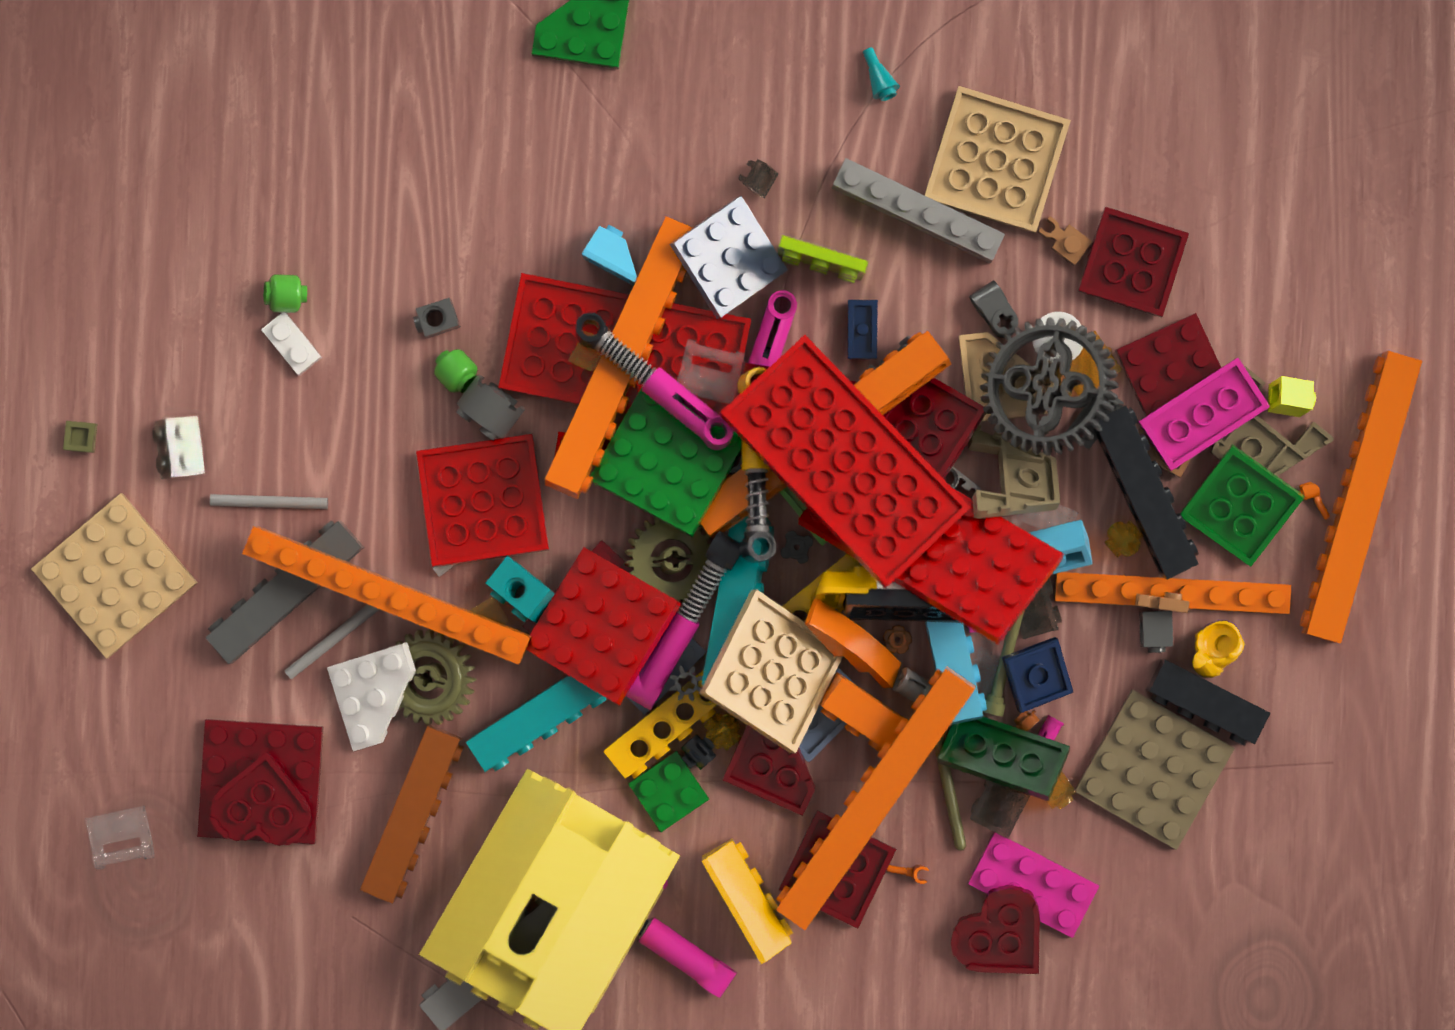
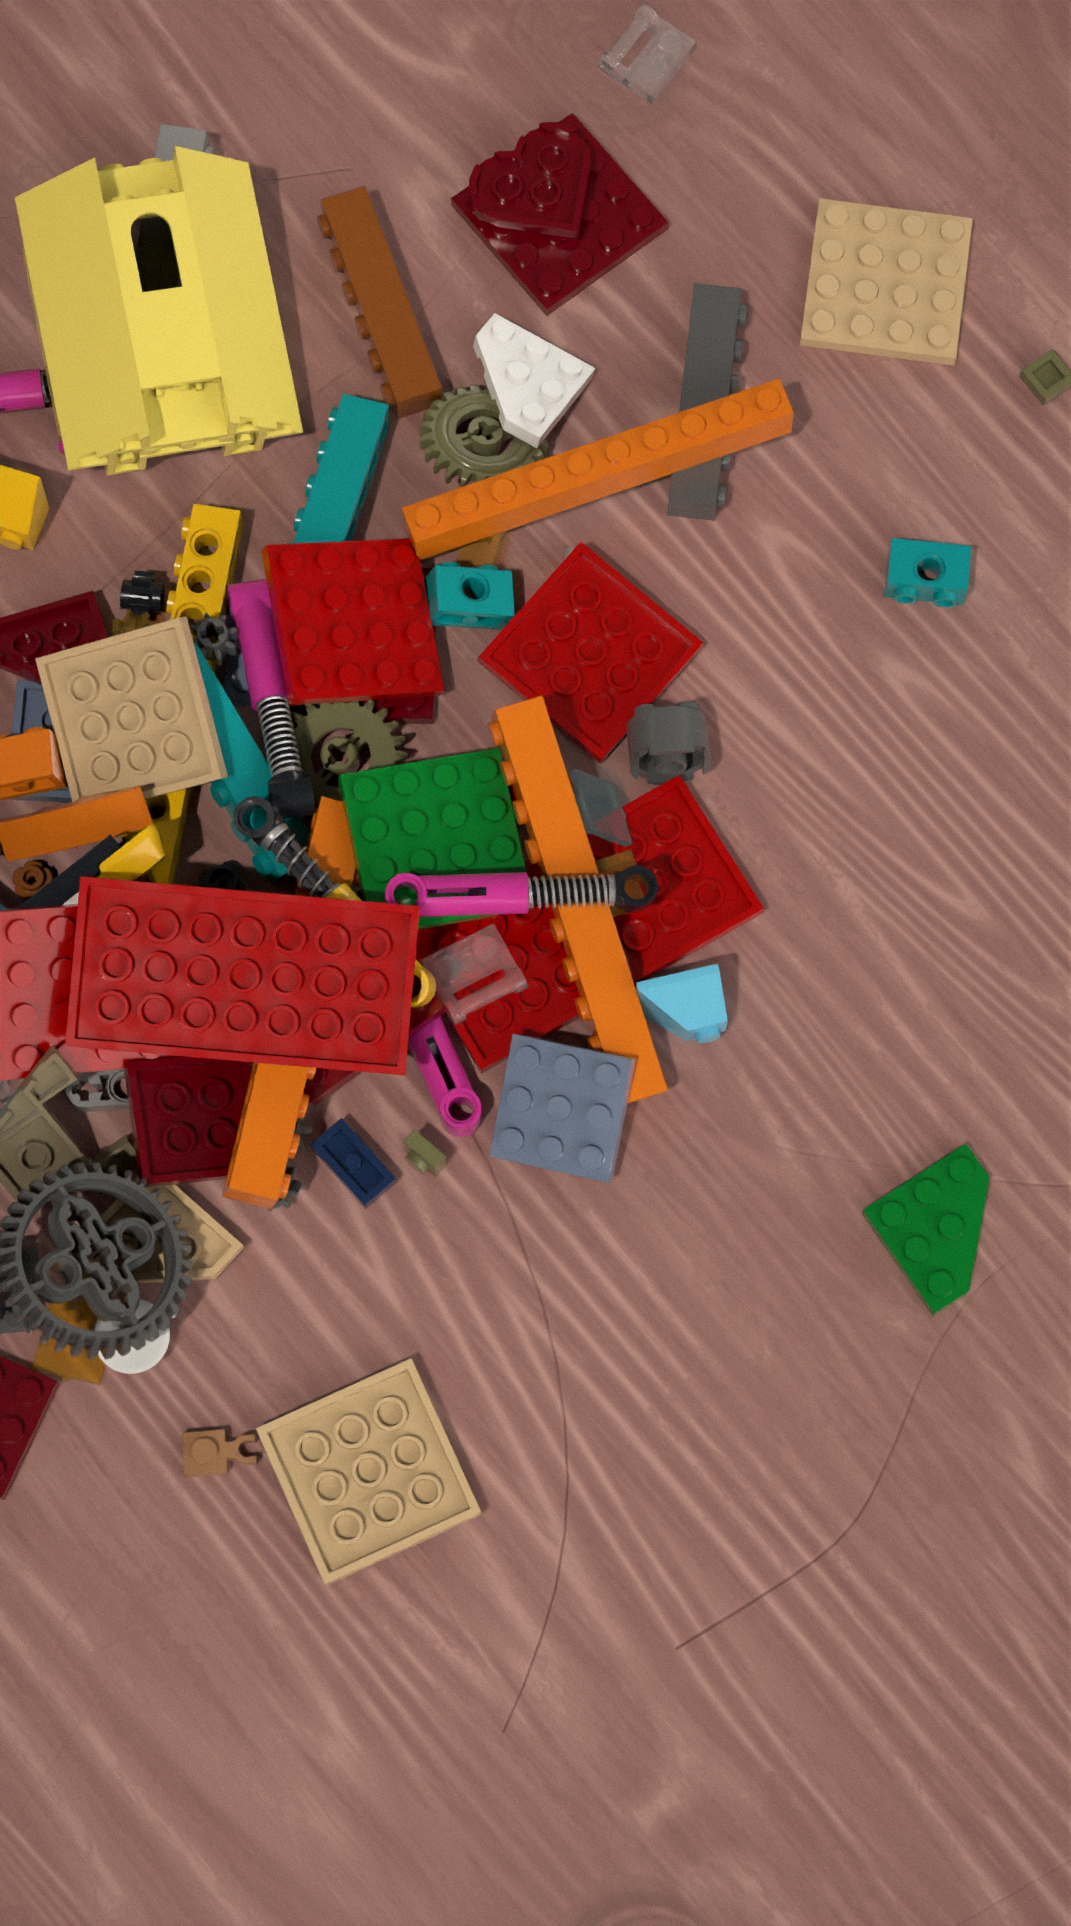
camera: 135 degrees right, 15 degrees down
(178, 447) = (941, 449): clear smoke bracket -> none
(239, 374) = (945, 560): none -> teal brick
(268, 501) = (803, 475): light grey bar -> none
(284, 293) = (982, 681): bright green head -> none
(291, 343) = (928, 644): white plate -> none
(331, 640) = (618, 382): light grey bar -> none
(449, 323) = (800, 805): dark grey brick -> none
(455, 370) = (738, 754): bright green head -> none
(562, 399) = (600, 808): none -> clear light blue piece
(668, 791) = (138, 537): green plate -> none
(760, 178) = (605, 1224): clear smoke tile -> none
(821, 259) = (460, 1184): lime plate -> none
(823, 300) = (423, 1155): none -> olive plate
(882, 83) = (569, 1444): teal cone -> none
(918, 211) = (403, 1336): light grey brick -> none
(992, 305) = (235, 1308): dark grey piece -> none
(1133, 262) = (119, 1492): dark red plate -> none

